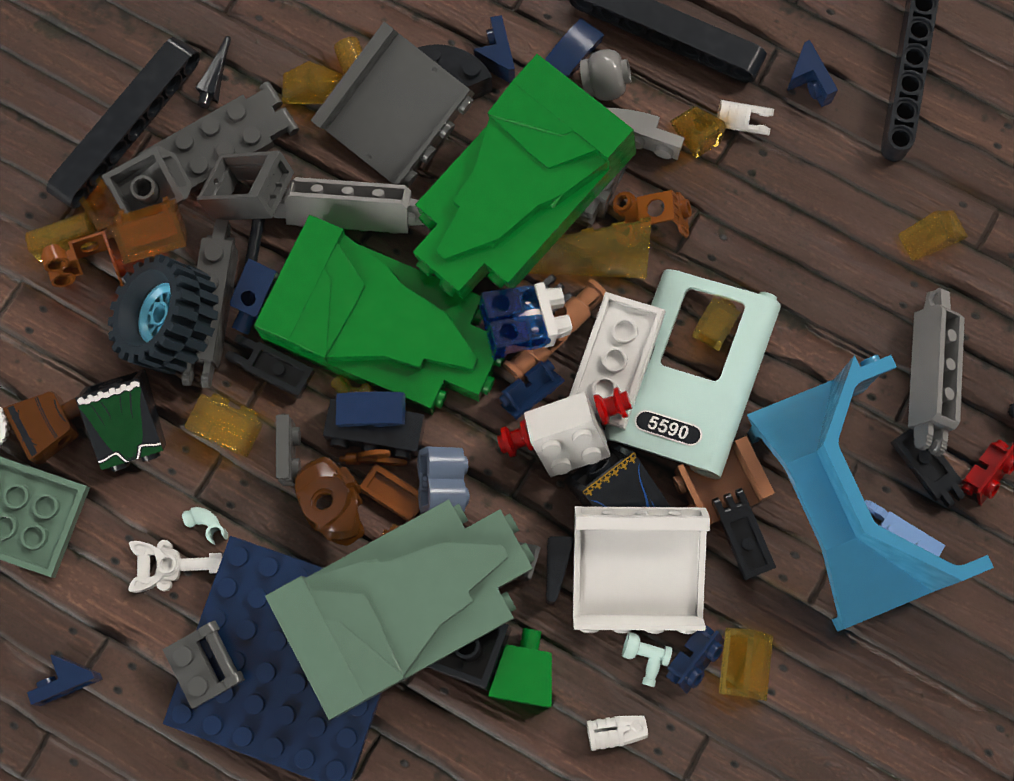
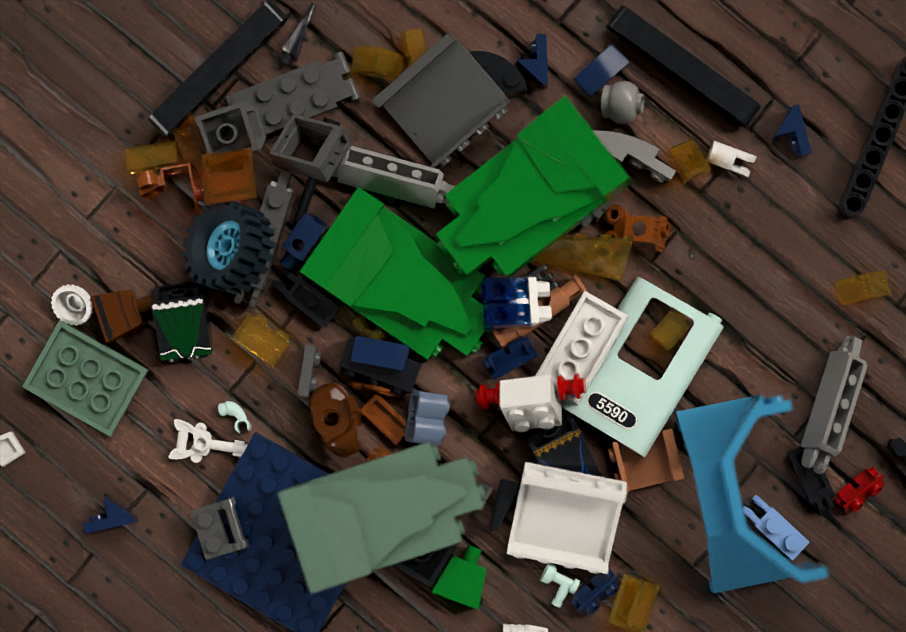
camera: 10 degrees right, 10 degrees up
(743, 535) = (654, 505): black hinge -> none

